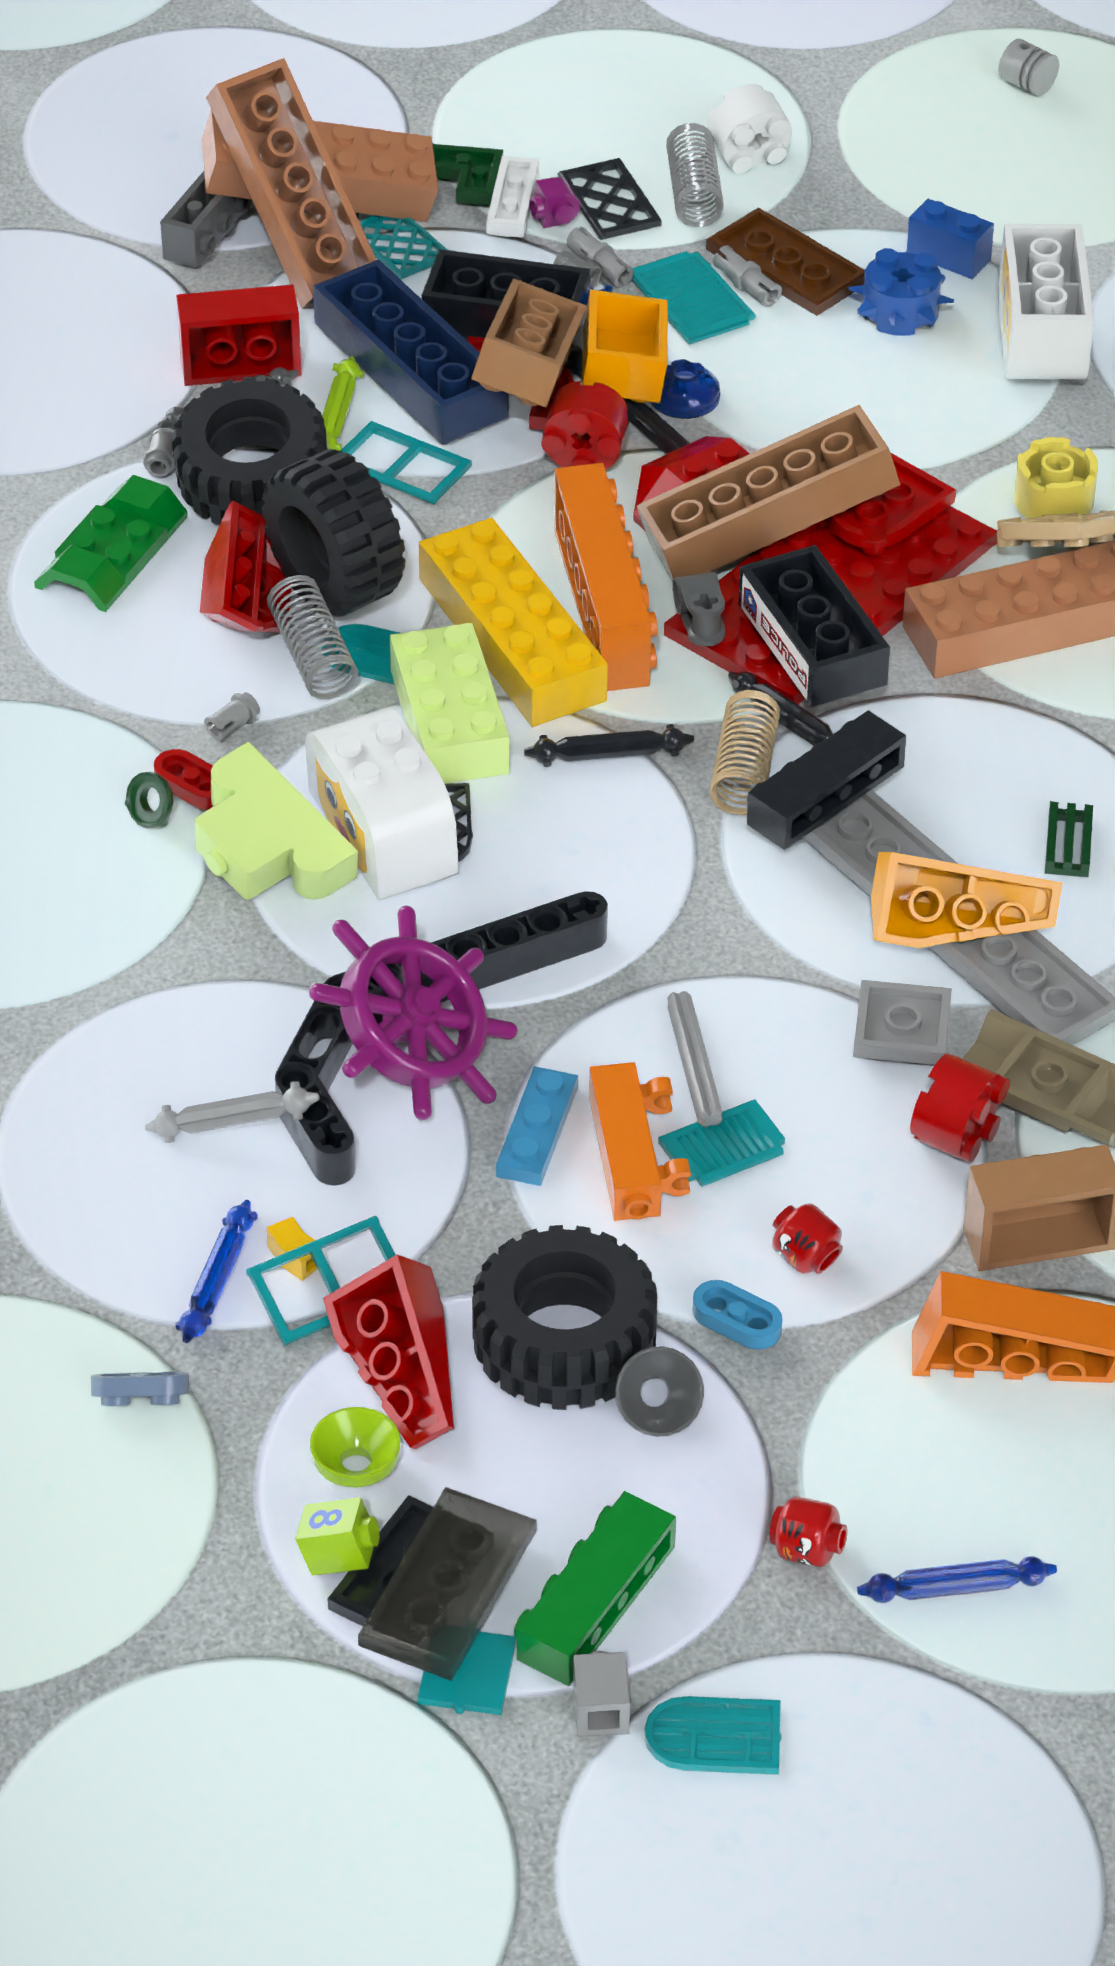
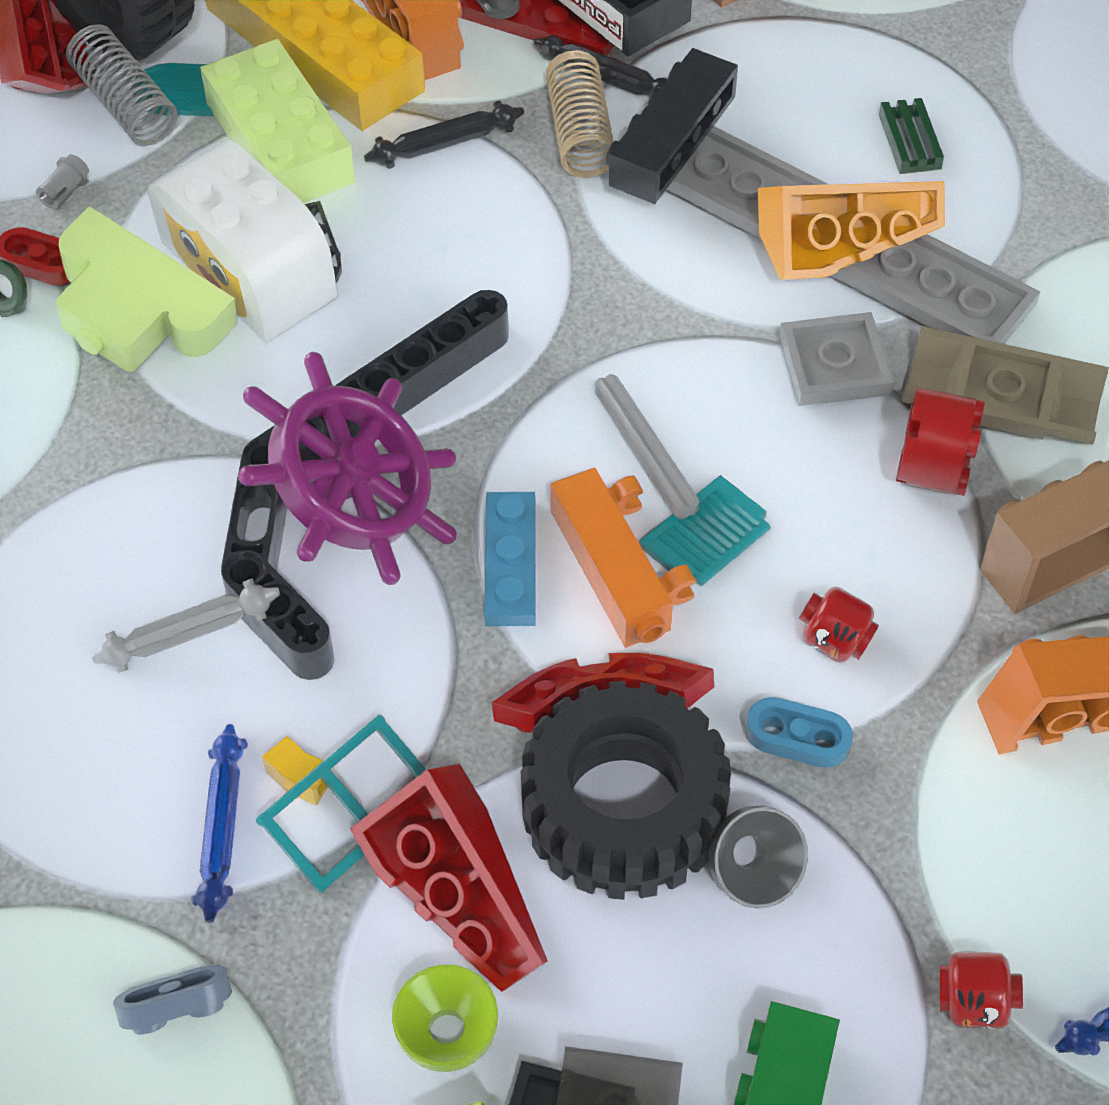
camera: 15 degrees left, 10 degrees up
(649, 1246) = (537, 694): none -> red plate

